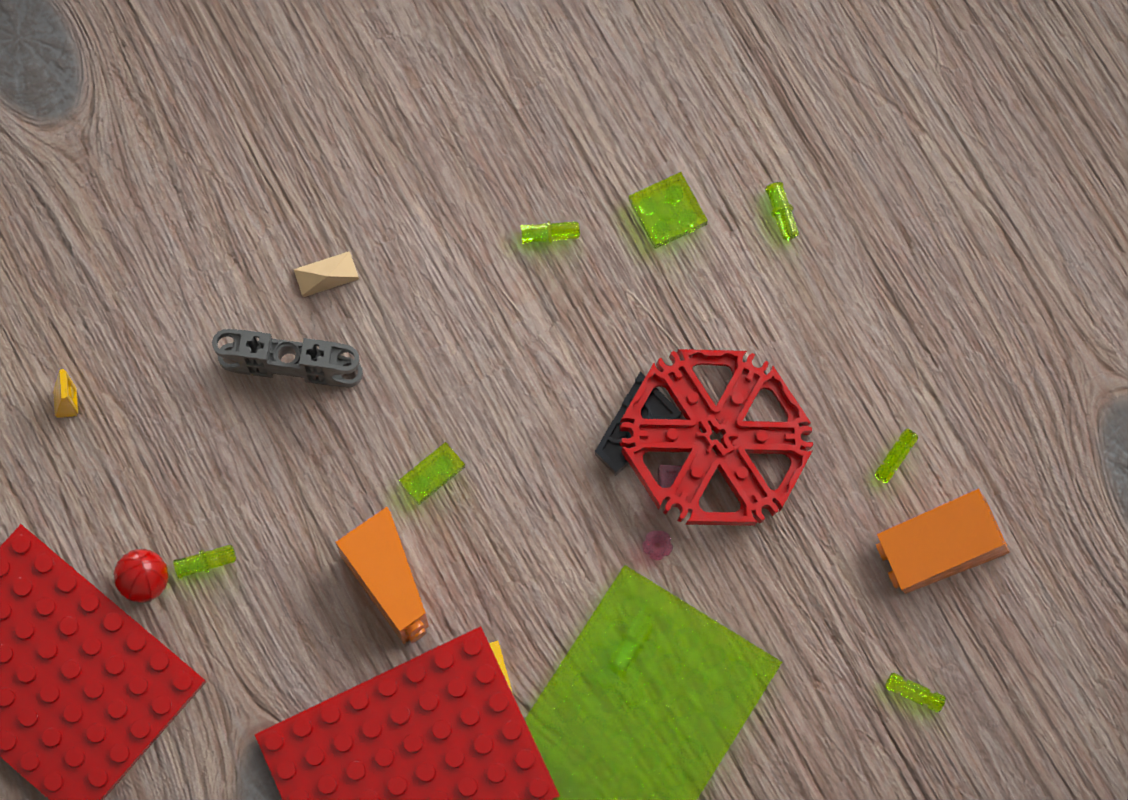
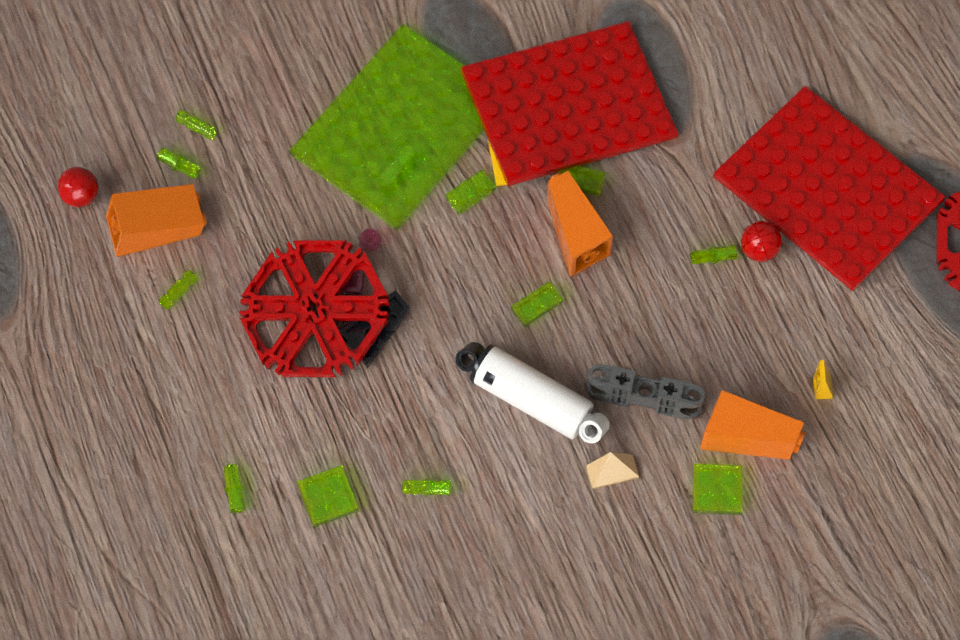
camera: 175 degrees left, 5 degrees down
(157, 321) = (751, 429): none -> orange slope
(197, 258) = (717, 489): none -> clear neon green plate
(381, 652) = (588, 180): none -> clear neon green plate
(430, 348) = (532, 392): none -> white piece
(532, 626) = (470, 192): none -> clear neon green plate
(927, 631) = (178, 163): none -> clear neon green axle
(1054, 576) = (77, 187): none -> red piece

